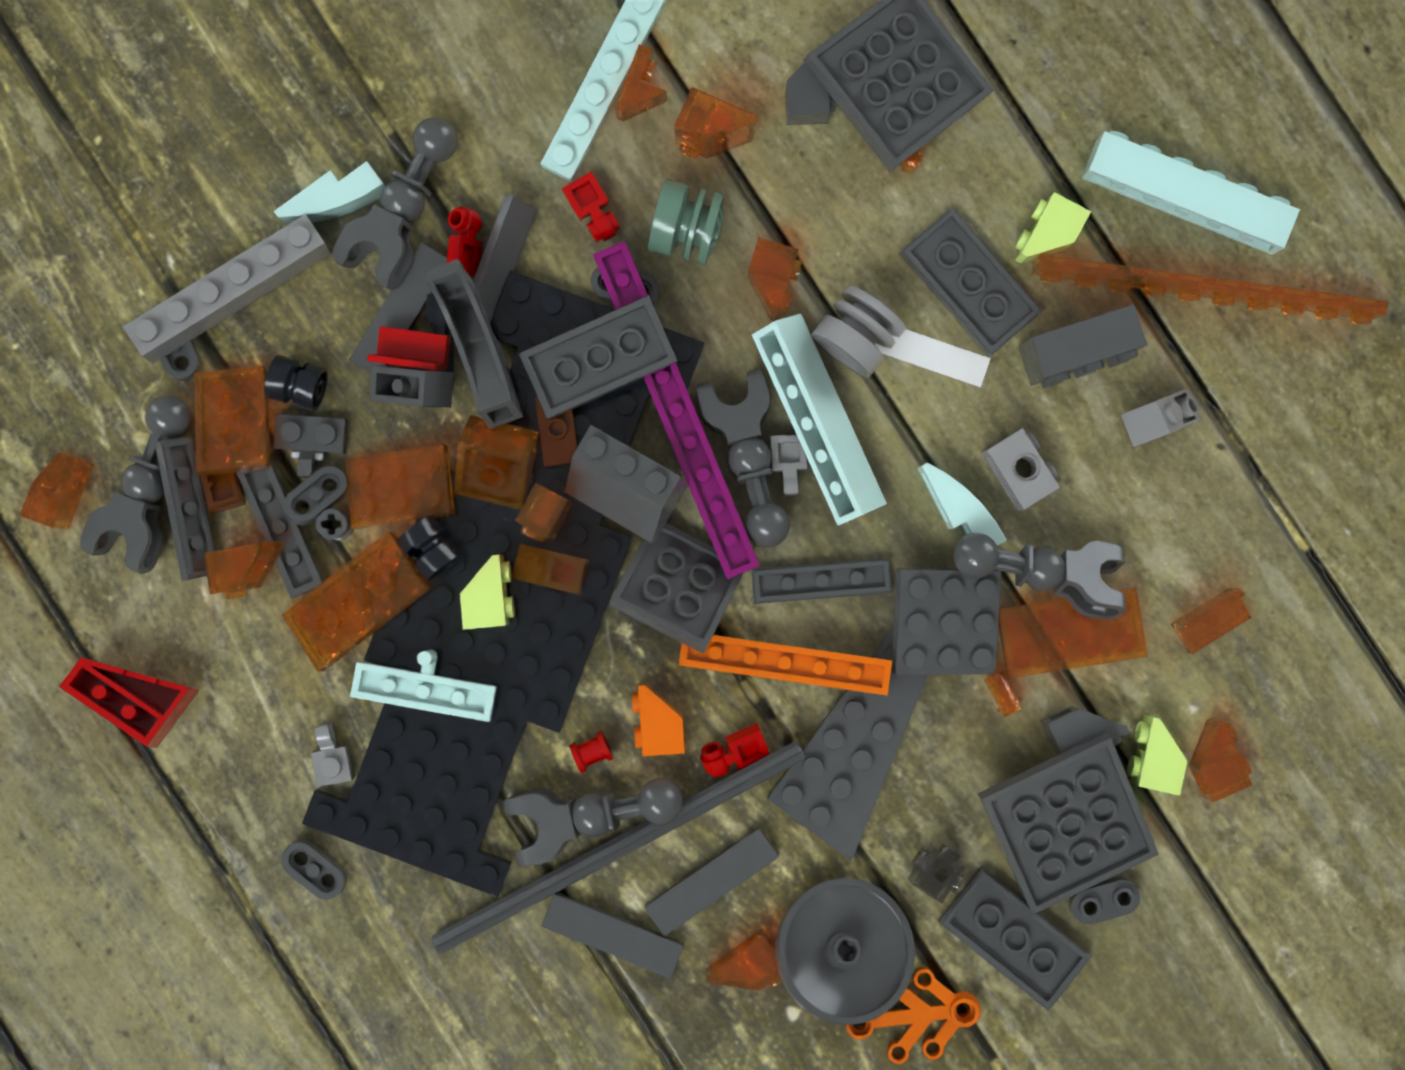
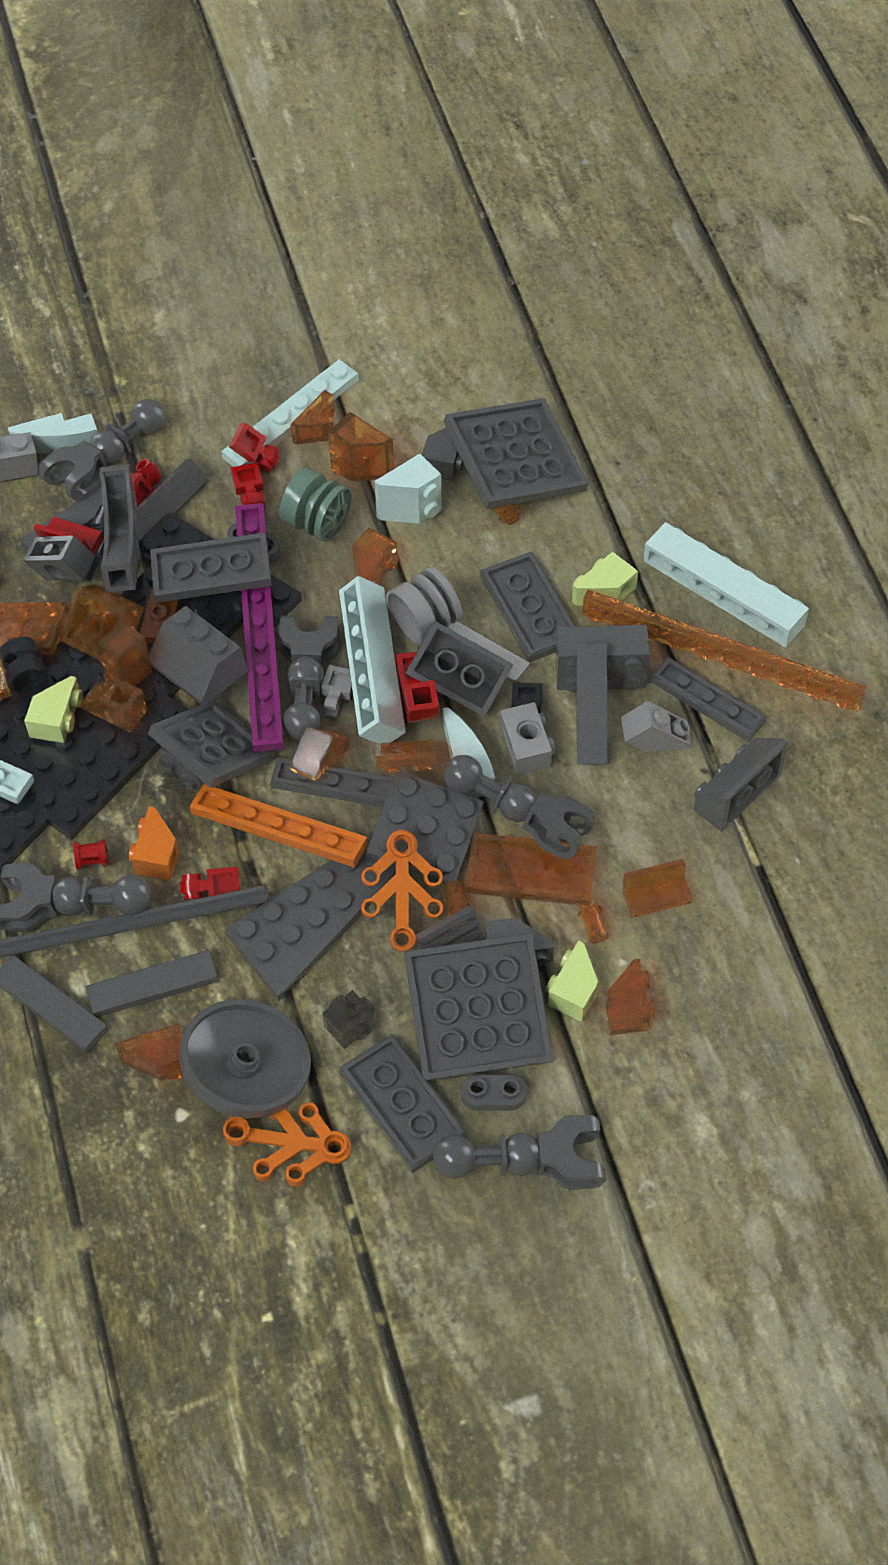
camera: 15 degrees right, 30 degrees down
(581, 155) = (249, 445): none -> red plate
(794, 171) = (409, 492): none -> light aqua slope
(798, 556) = (317, 752): none -> slope
(890, 460) = (418, 697): none -> red arch
(903, 543) = (407, 753): none -> clear orange plate
(925, 405) = (459, 668): none -> dark grey slope
(944, 704) = (403, 885): none -> orange plant
(1002, 409) = (526, 693): none -> black tile
(1008, 739) = (462, 934): none -> dark grey tile
(1090, 415) = (591, 703): none -> dark grey tile
(1153, 675) = (593, 921): none -> clear orange pin
(1157, 969) = (522, 1154): none -> dark grey piece
(1206, 353) = (708, 699): none -> dark grey tile
(1275, 461) = (740, 781): none -> dark grey slope

